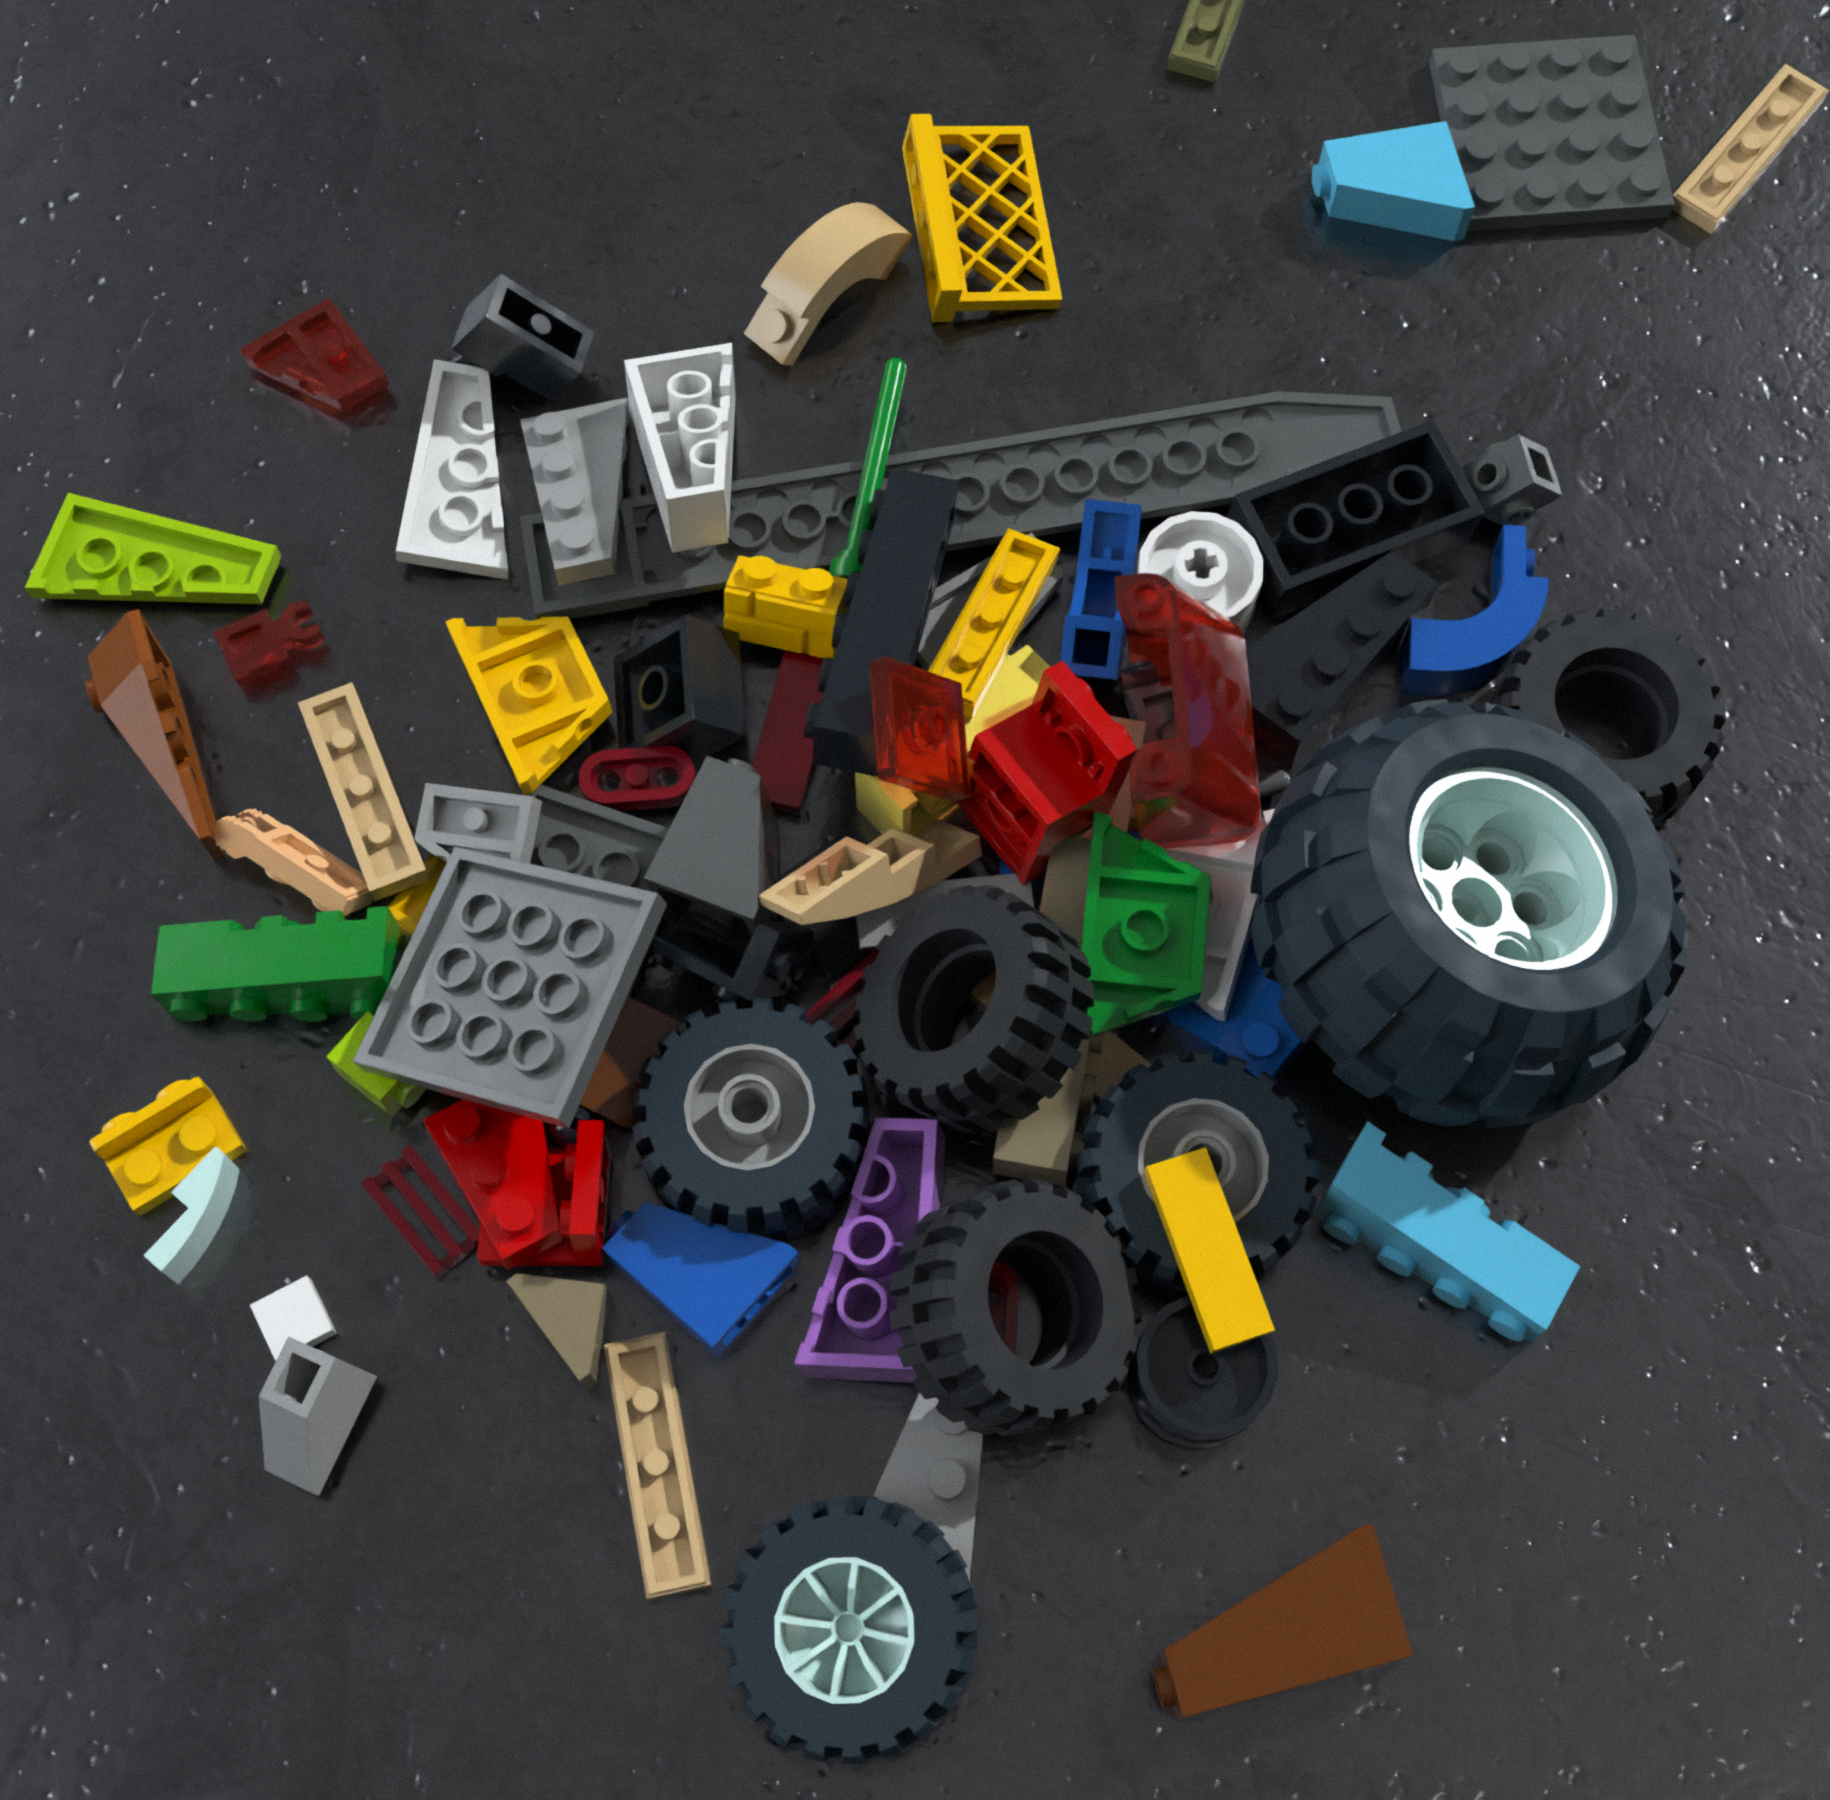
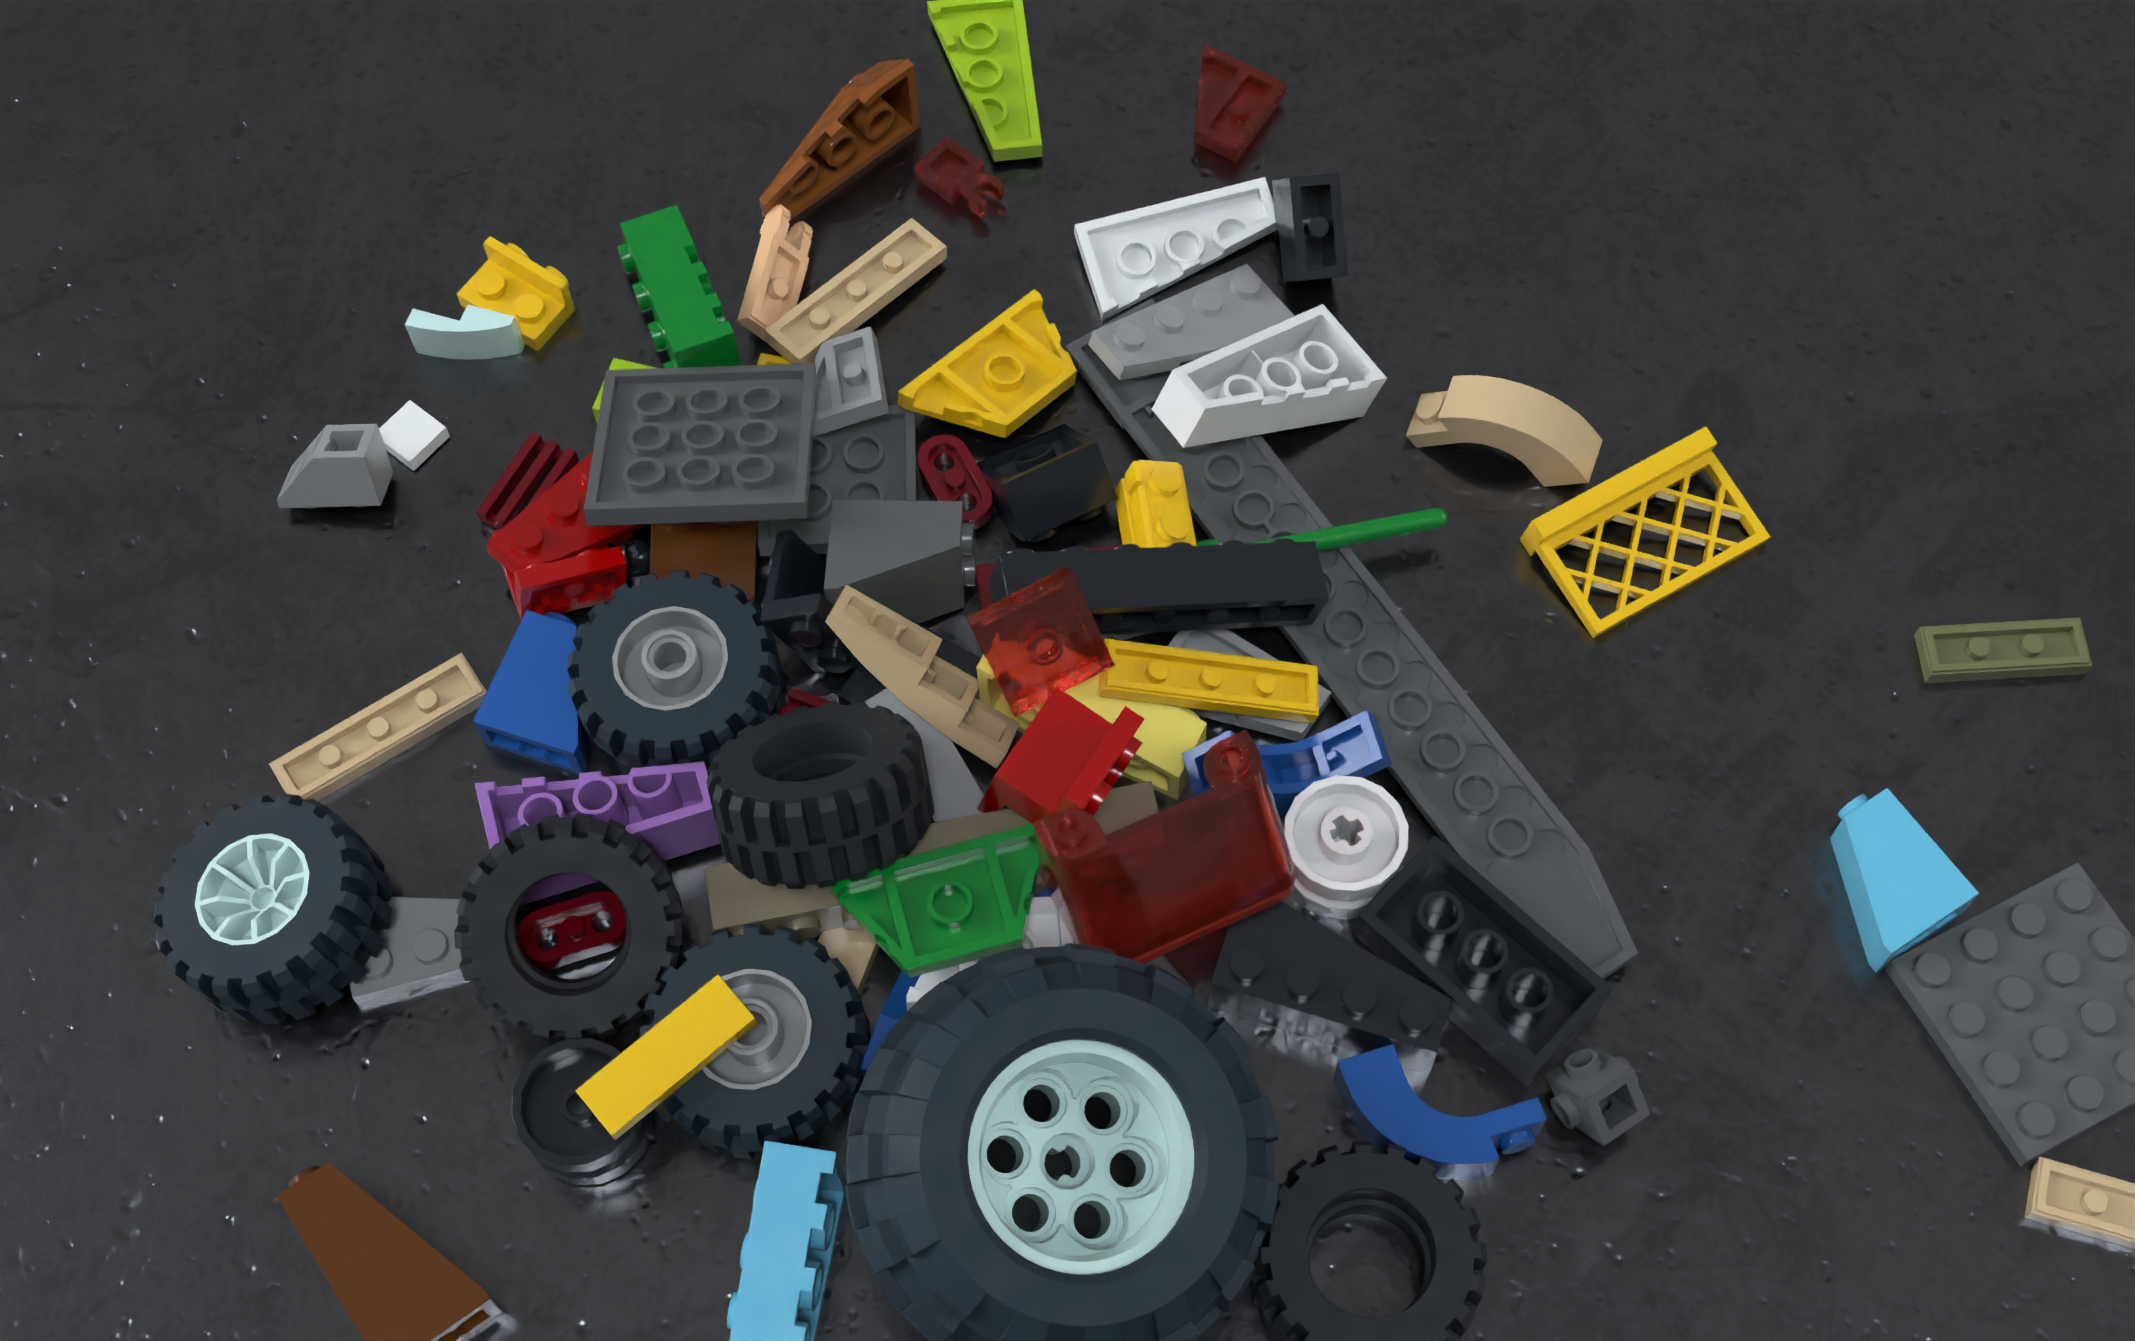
camera: 70 degrees right, 5 degrees down
(571, 1317) = (466, 618): dark tan slope -> none

